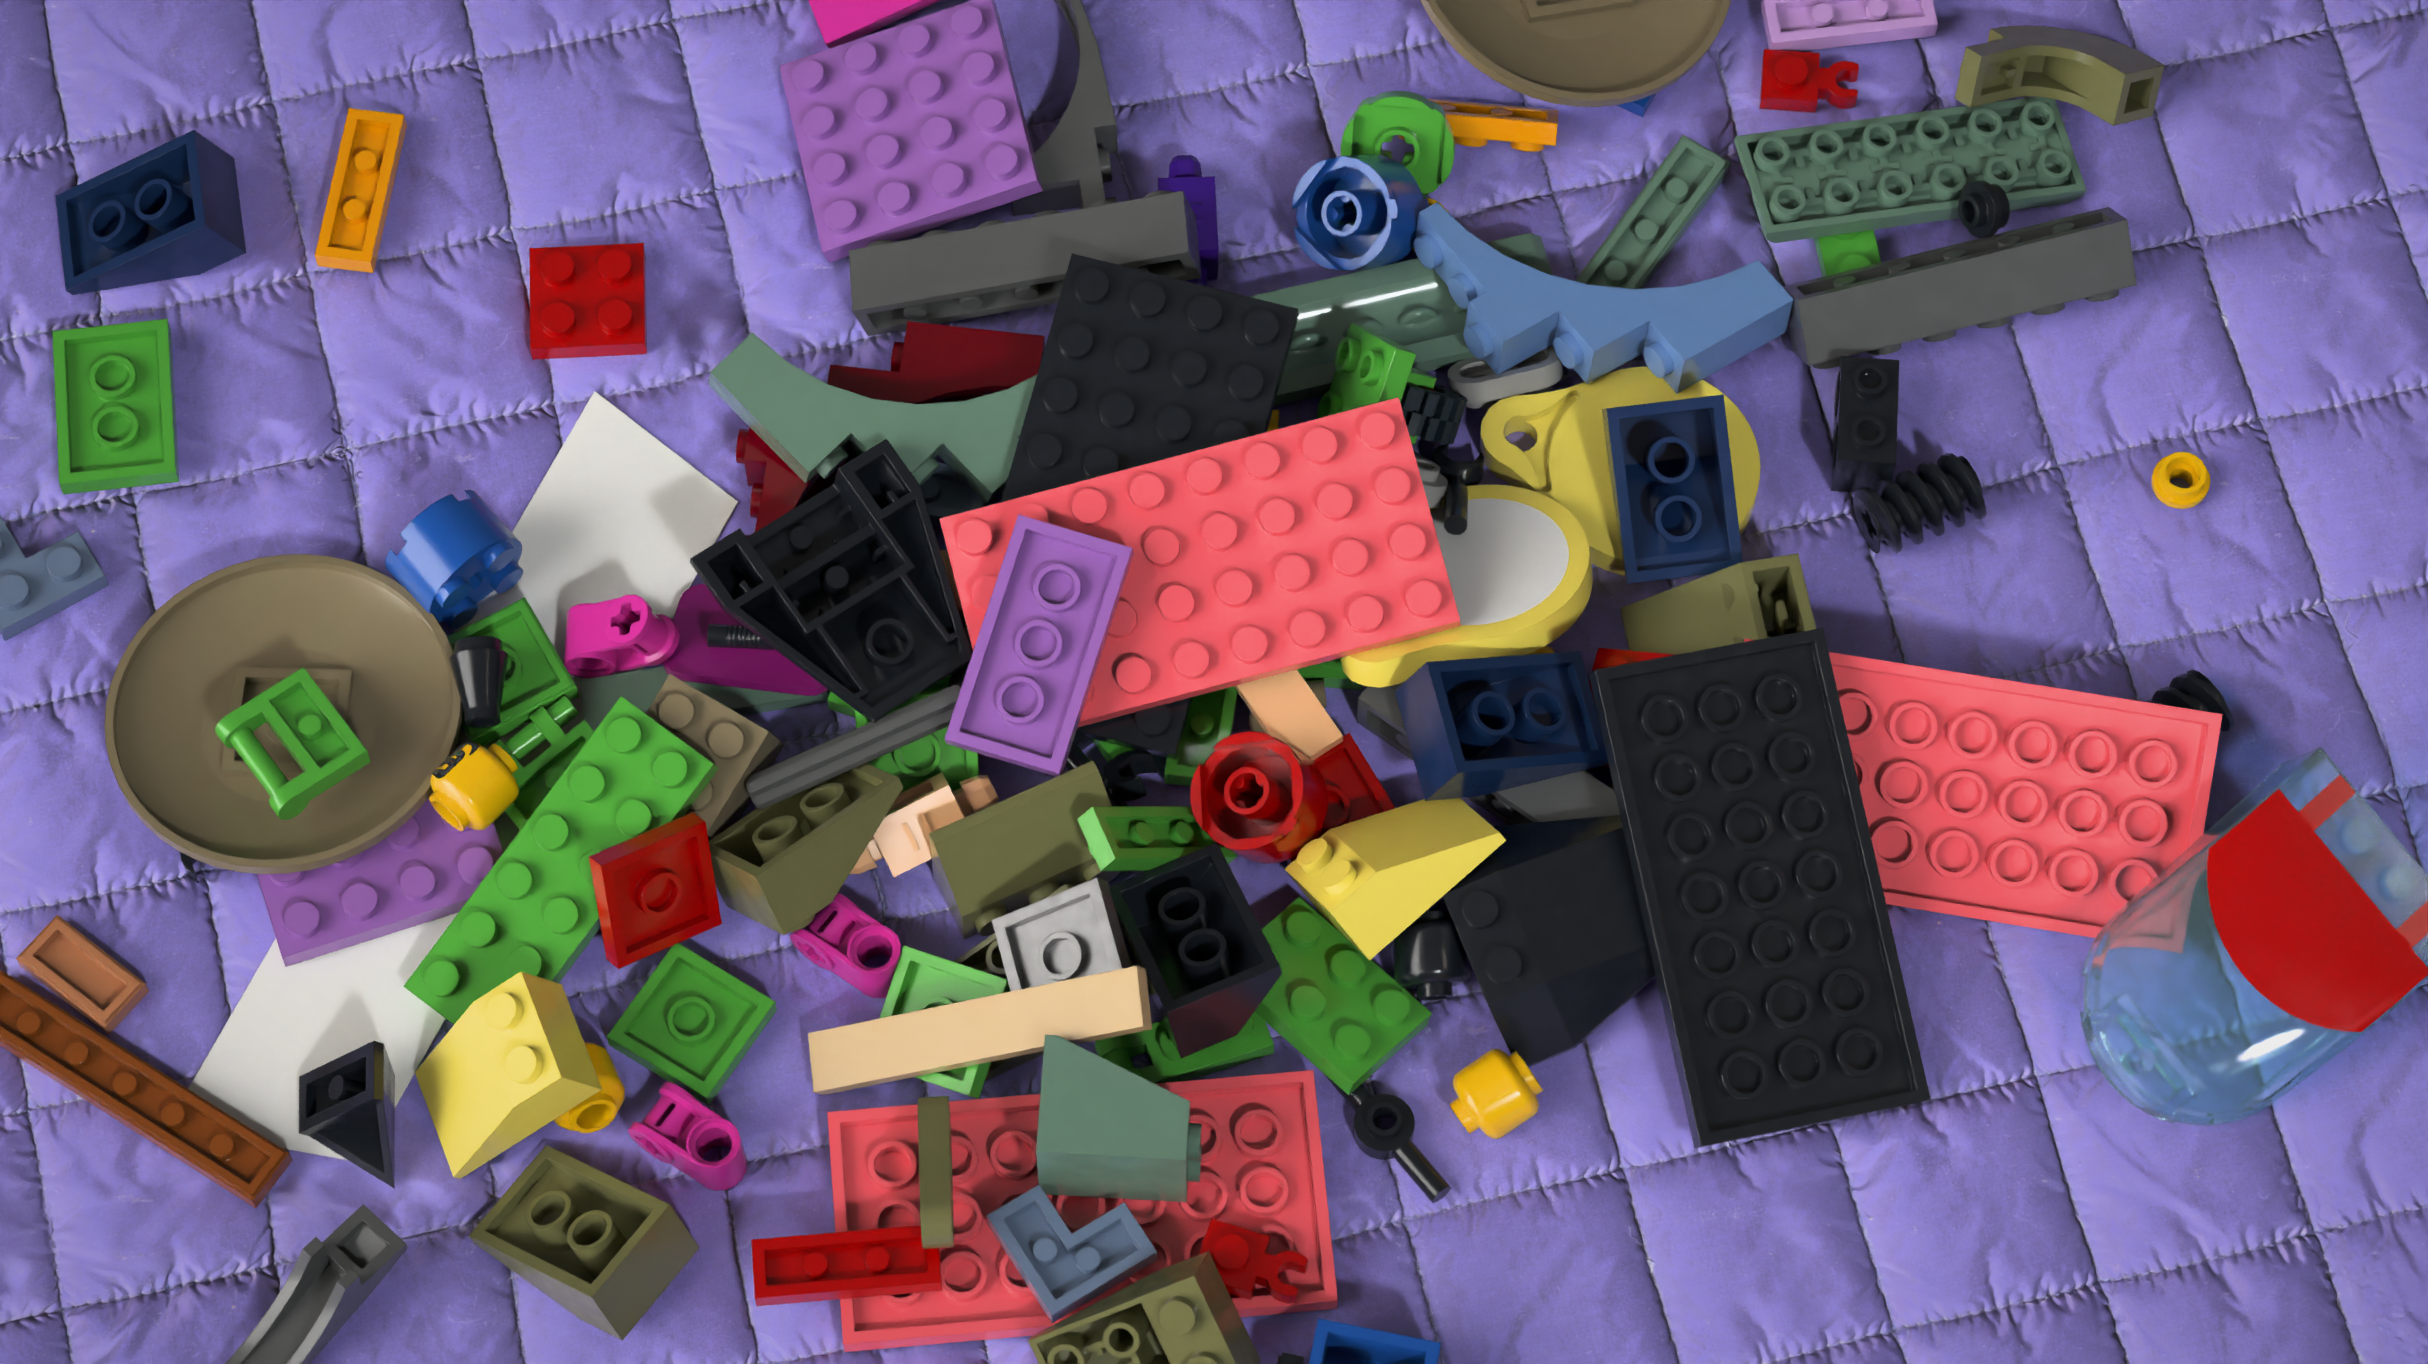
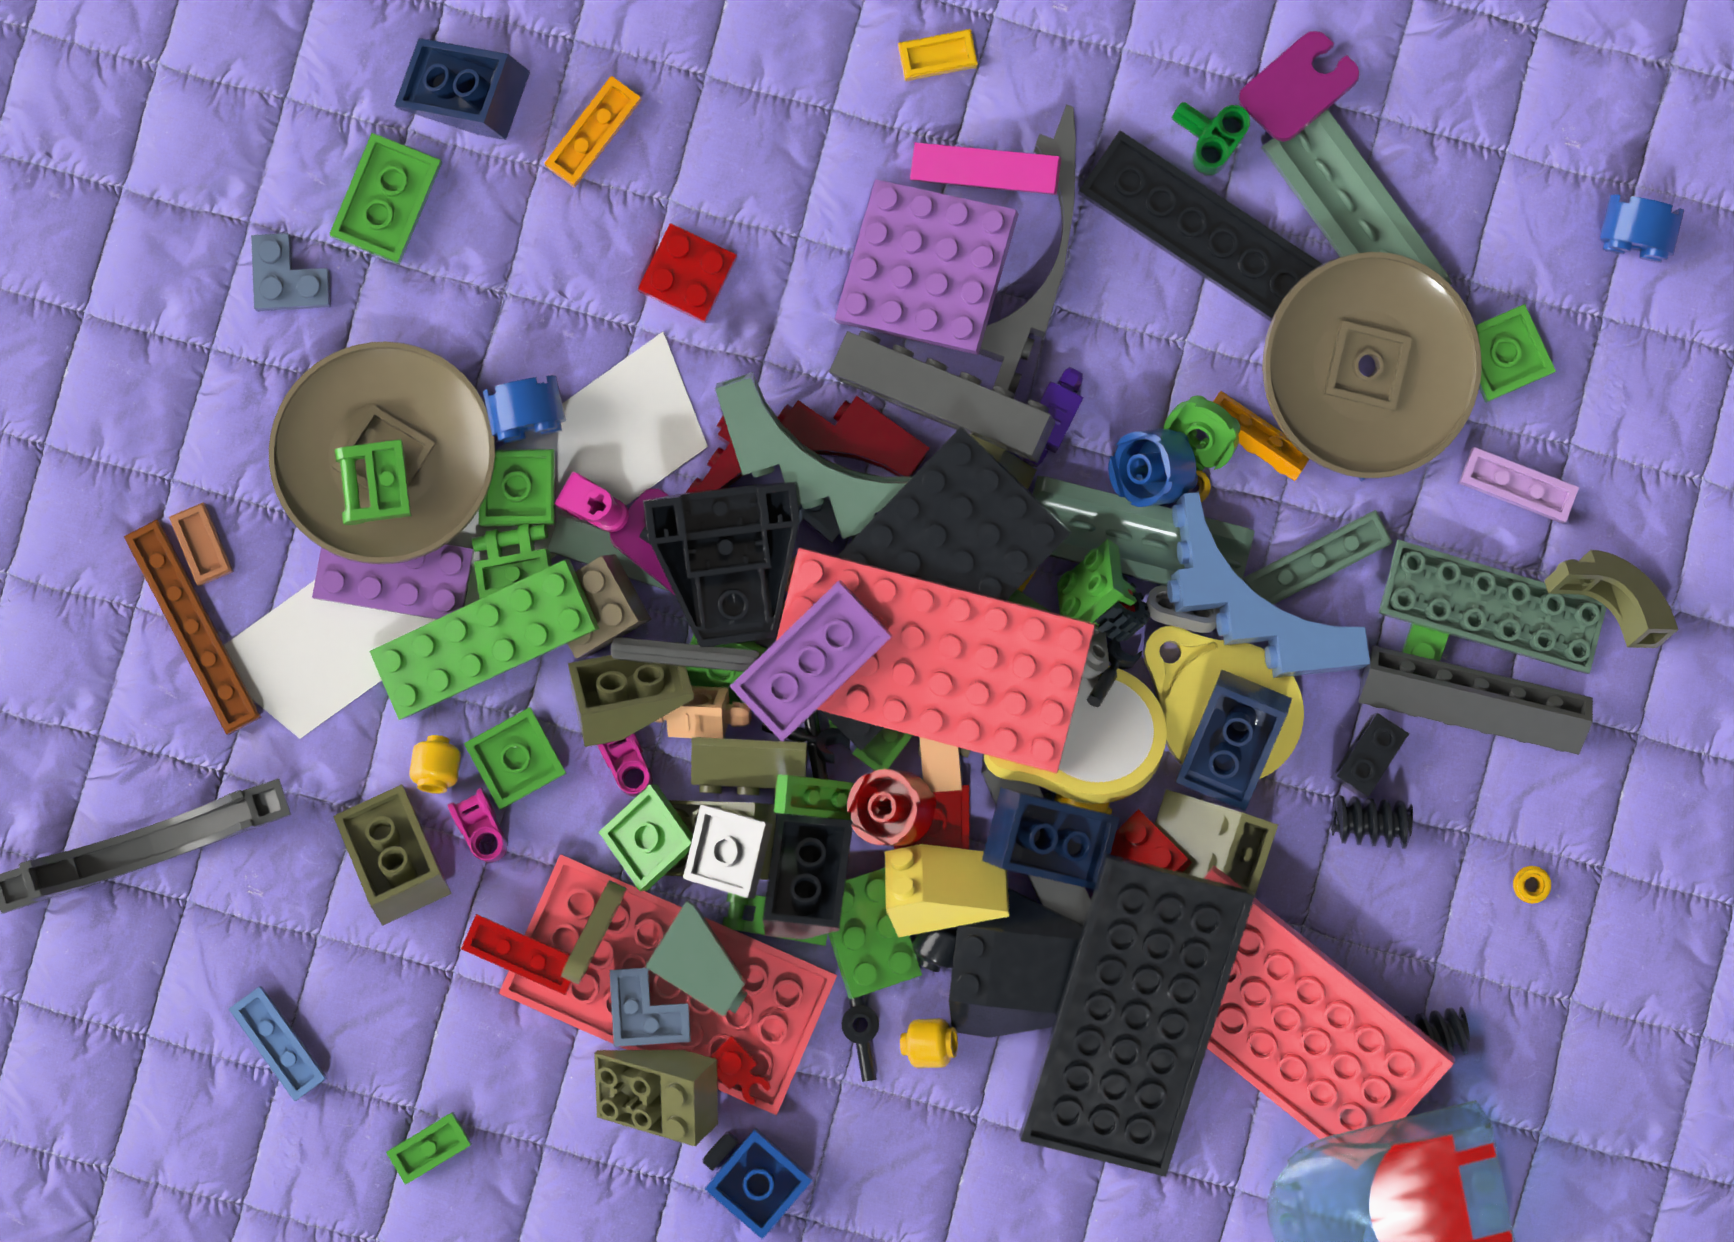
camera: 25 degrees right, 20 degrees up
(353, 1109) = (306, 710): black slope -> none
(474, 786) = (462, 559): yellow head -> none
(480, 678) = (498, 495): black cone -> none
(505, 1071) = (395, 742): light yellow slope -> none
(655, 890) = (528, 680): red plate -> none
(979, 1030) = (661, 864): tan tile -> none
(1796, 82) = (1463, 508): red plate -> none
(1983, 208) = (1517, 661): black plate -> none

